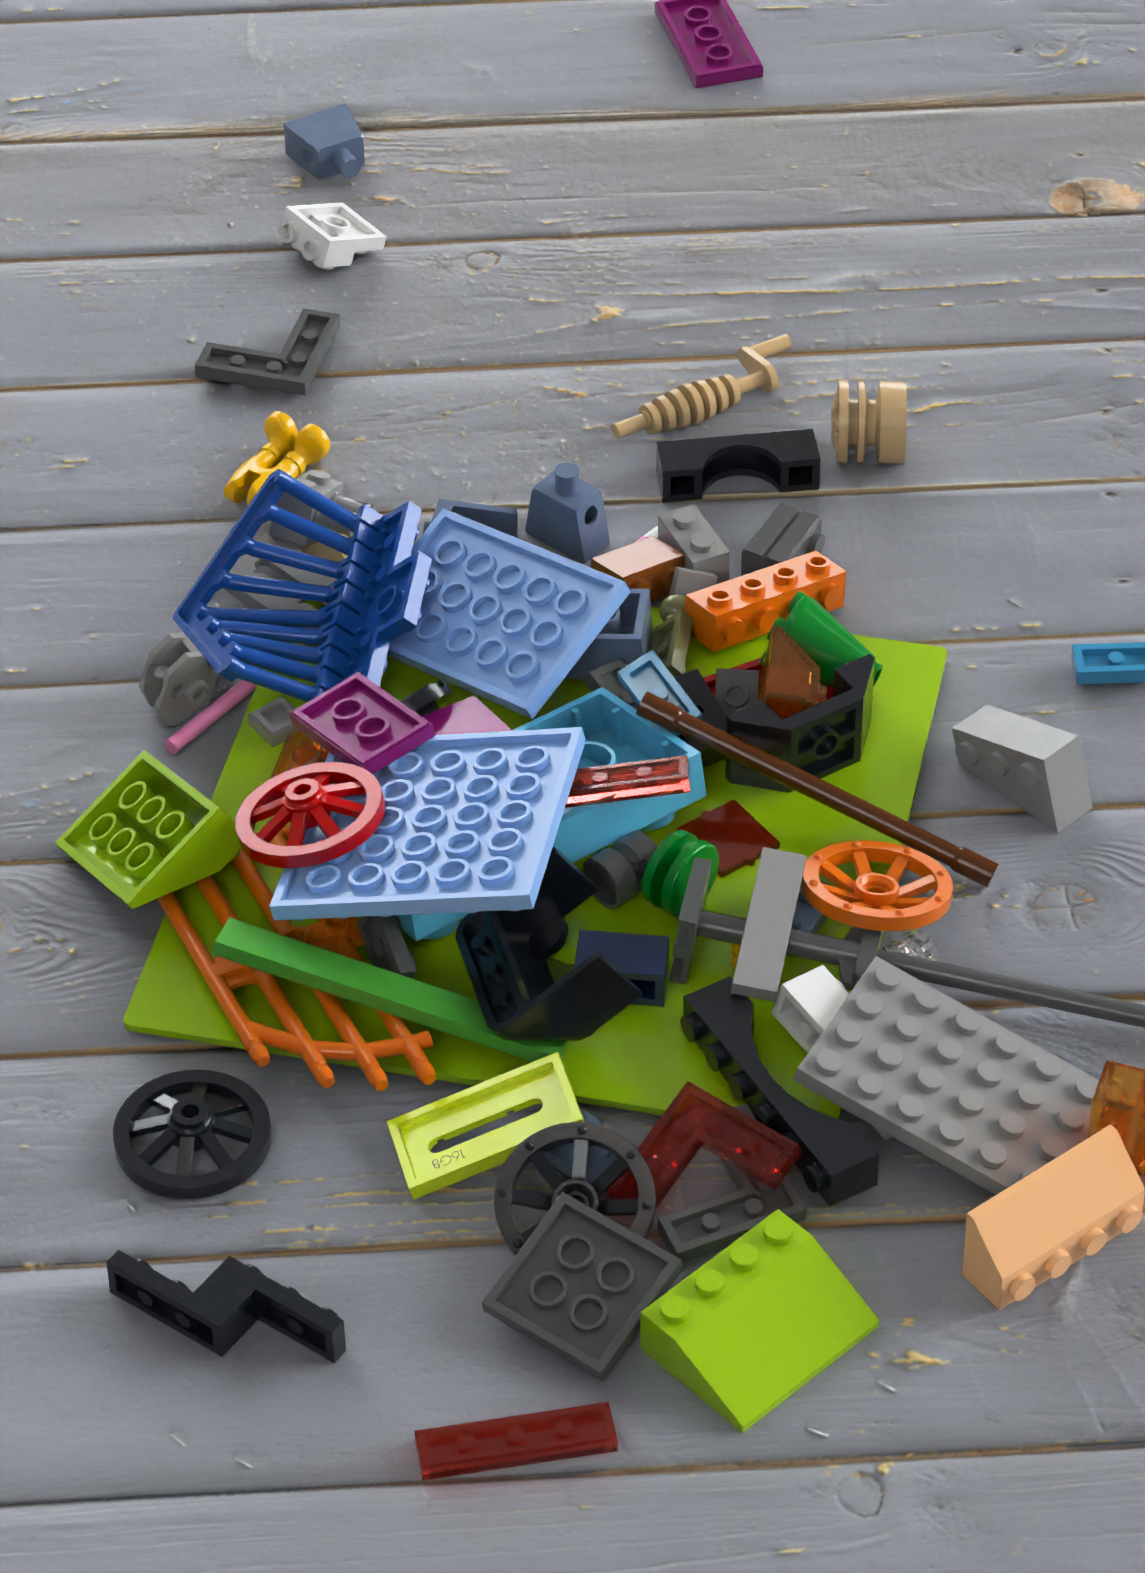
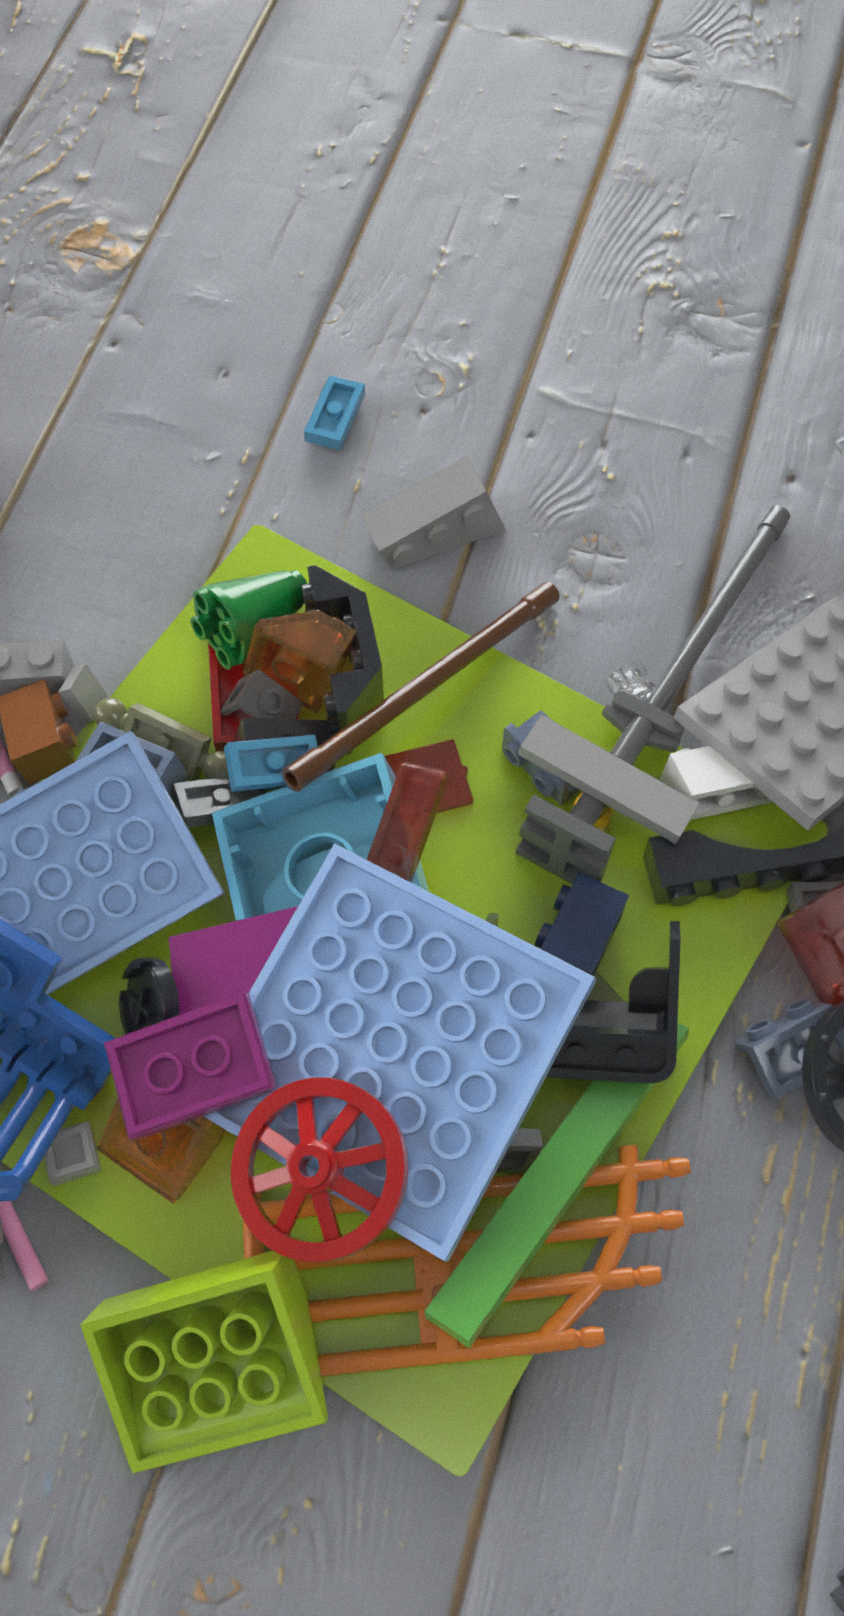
camera: 70 degrees left, 20 degrees up
(192, 1127) = (719, 1417): black wheel -> none
(419, 1130) = (775, 1194): neon yellow piece -> none
(620, 869) = (454, 874): dark grey wheel -> none
(670, 870) = (490, 833): green head -> none
(753, 602) = (136, 635): orange brick -> none
(782, 538) = (59, 599): dark grey brick -> none
(876, 898) = (567, 681): orange wheel -> none

